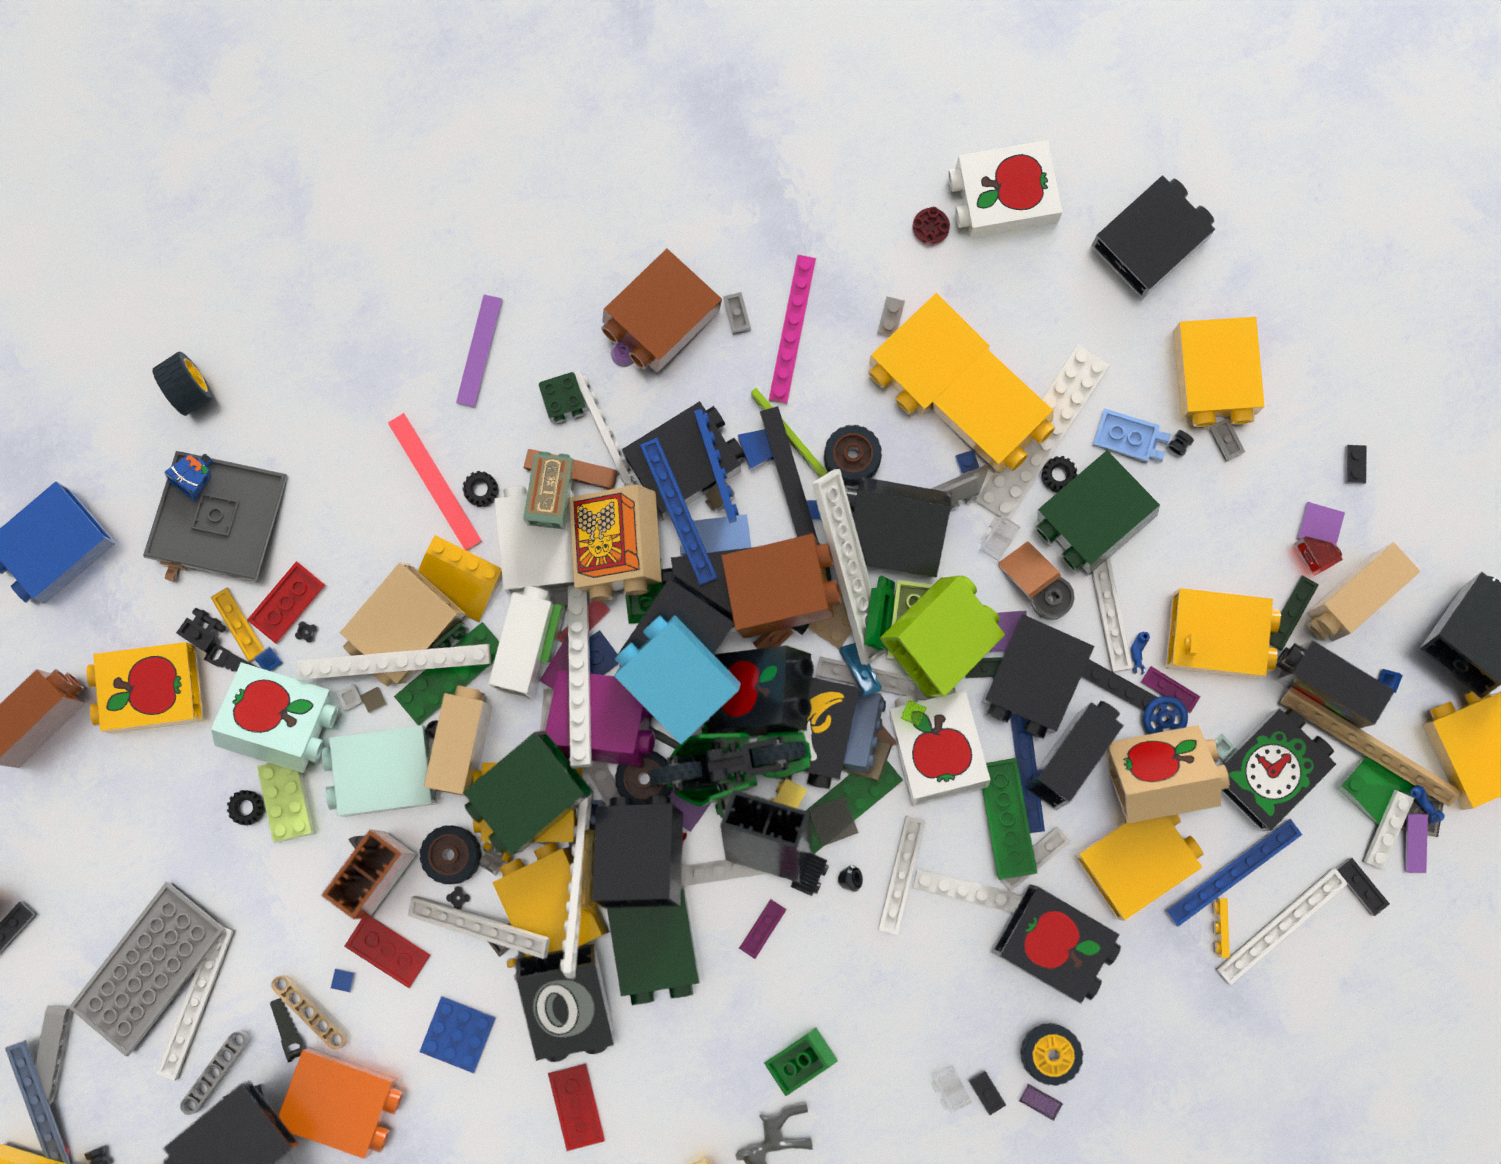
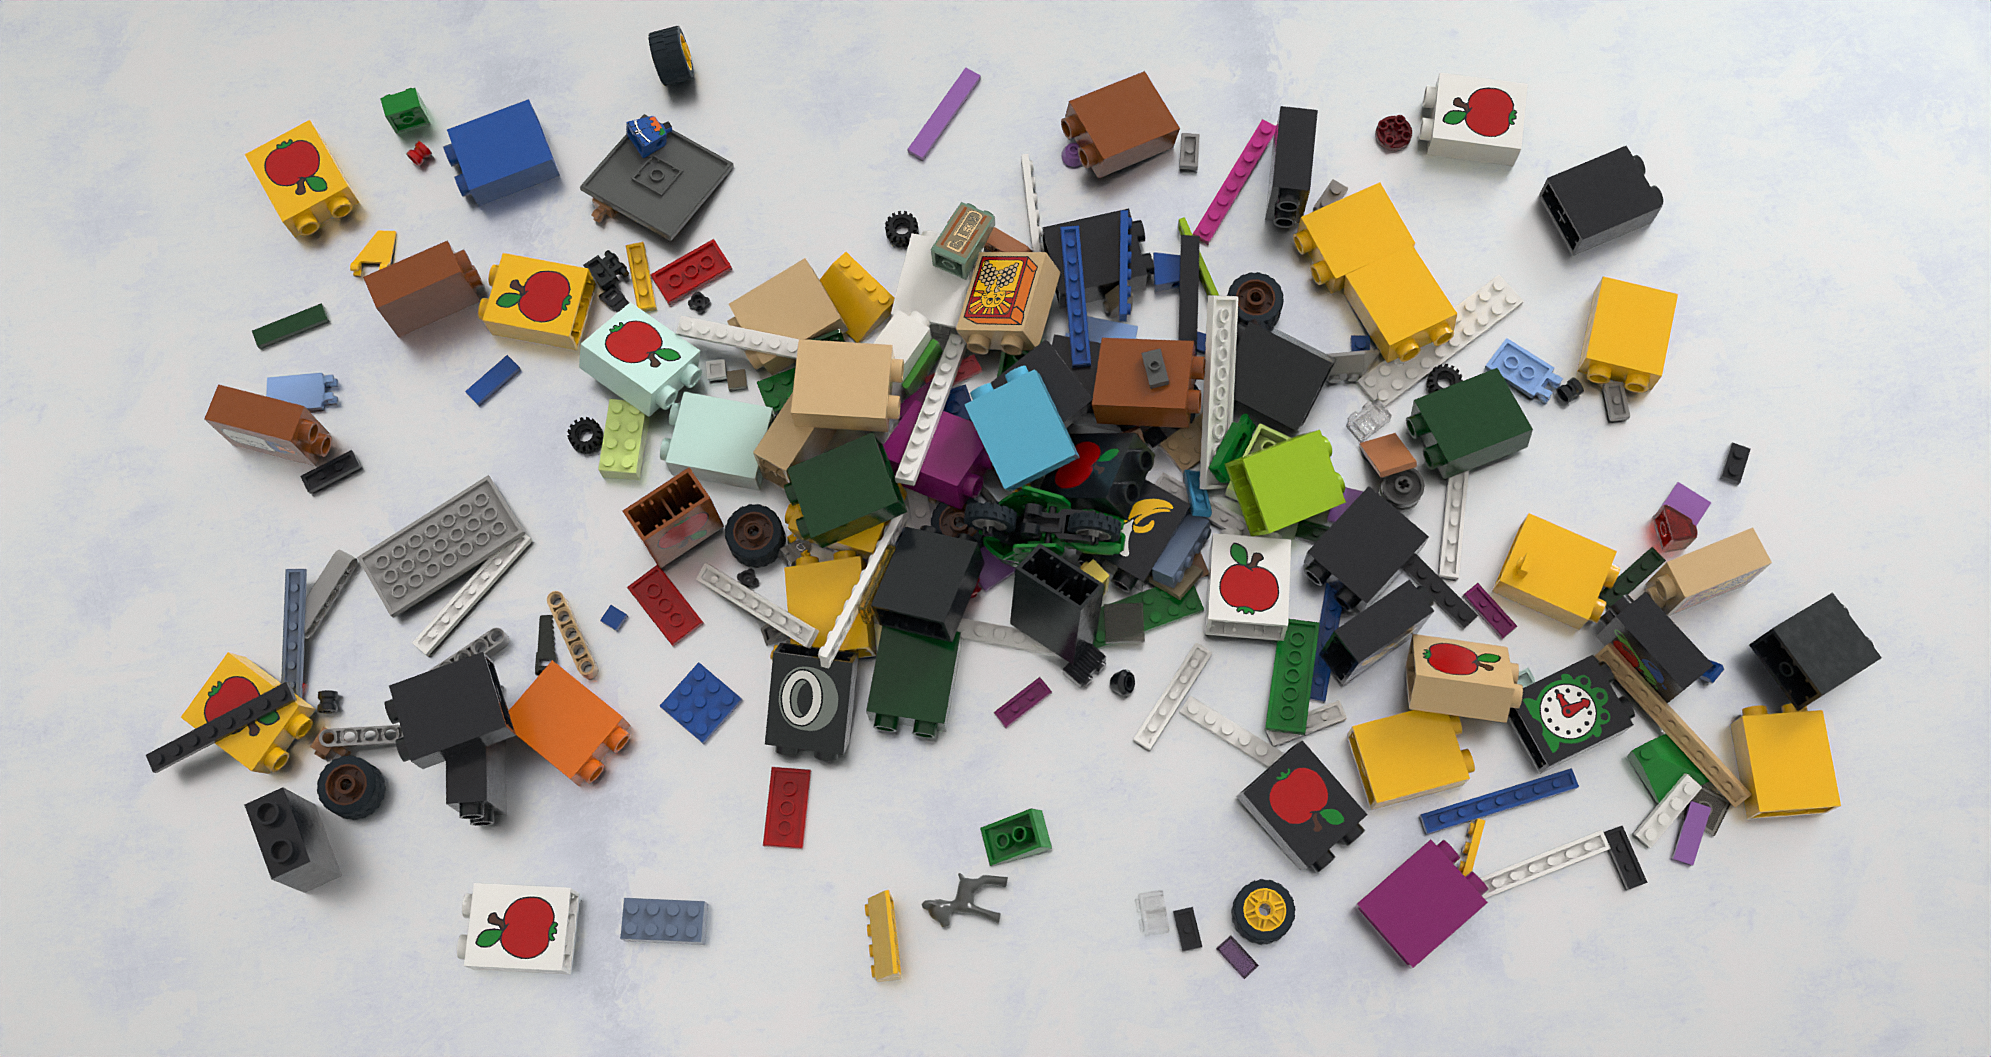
camera: 20 degrees right, 10 degrees down
(131, 781) = (492, 380): none -> blue tile
(268, 659) = (657, 312): blue tile -> none
(434, 482) = (863, 211): coral tile -> none
(491, 693) = (845, 385): none -> tan brick
(562, 397) = (1004, 173): dark green bracket -> none
(785, 575) = (1155, 368): none -> dark grey plate
(844, 304) = (1291, 165): none -> black brick
(913, 713) = (1234, 543): clear neon green tile -> none
(1137, 648) = (1468, 563): blue arm -> none
(1162, 702) = (1478, 617): blue plate -> none
(1194, 996) = (1423, 902): none -> magenta brick
(1420, 794) = (1708, 783): blue arm -> none

